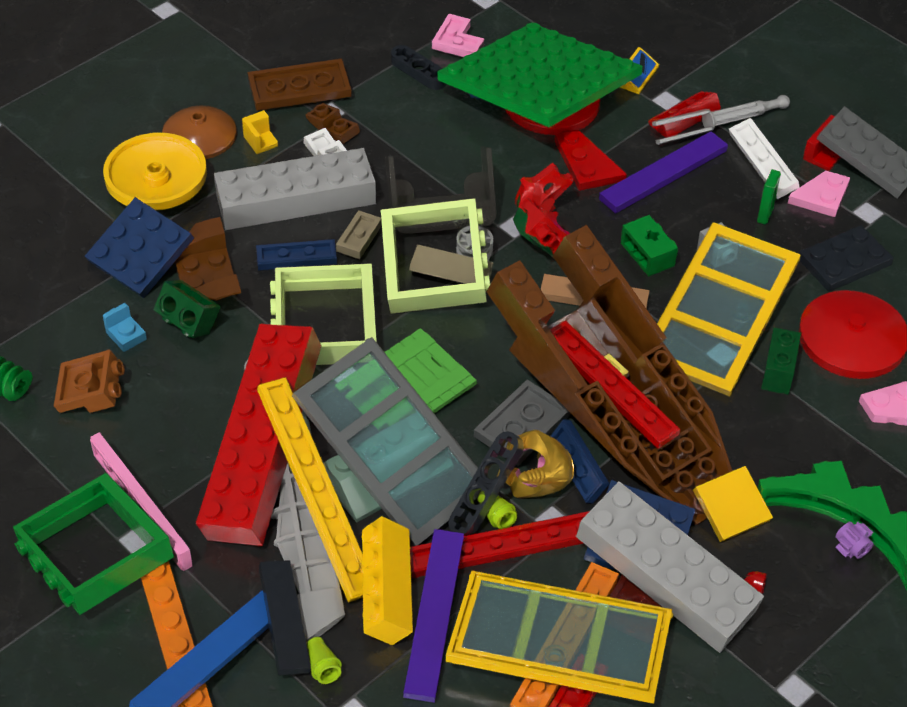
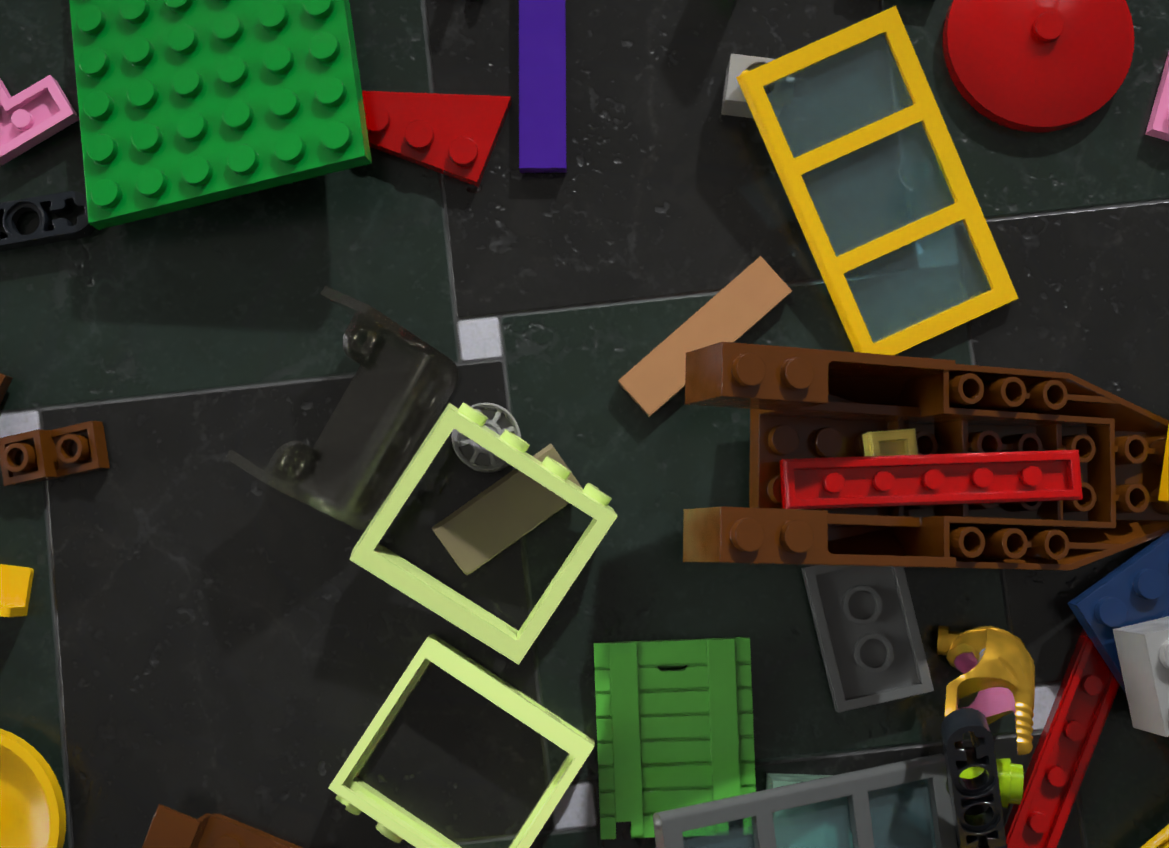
camera: 50 degrees left, 35 degrees up
(295, 188) = (163, 629): light grey brick -> none
(296, 254) = (298, 712): dark blue tile -> none
(322, 143) = (108, 505): white slope -> none
(358, 234) = (334, 593): dark tan plate -> none
(535, 207) = (536, 319): red hips -> none
(587, 473) = (989, 606): dark blue tile -> none
(649, 245) = (705, 189): green brick -> none
(781, 361) = (1027, 187): dark green brick -> none

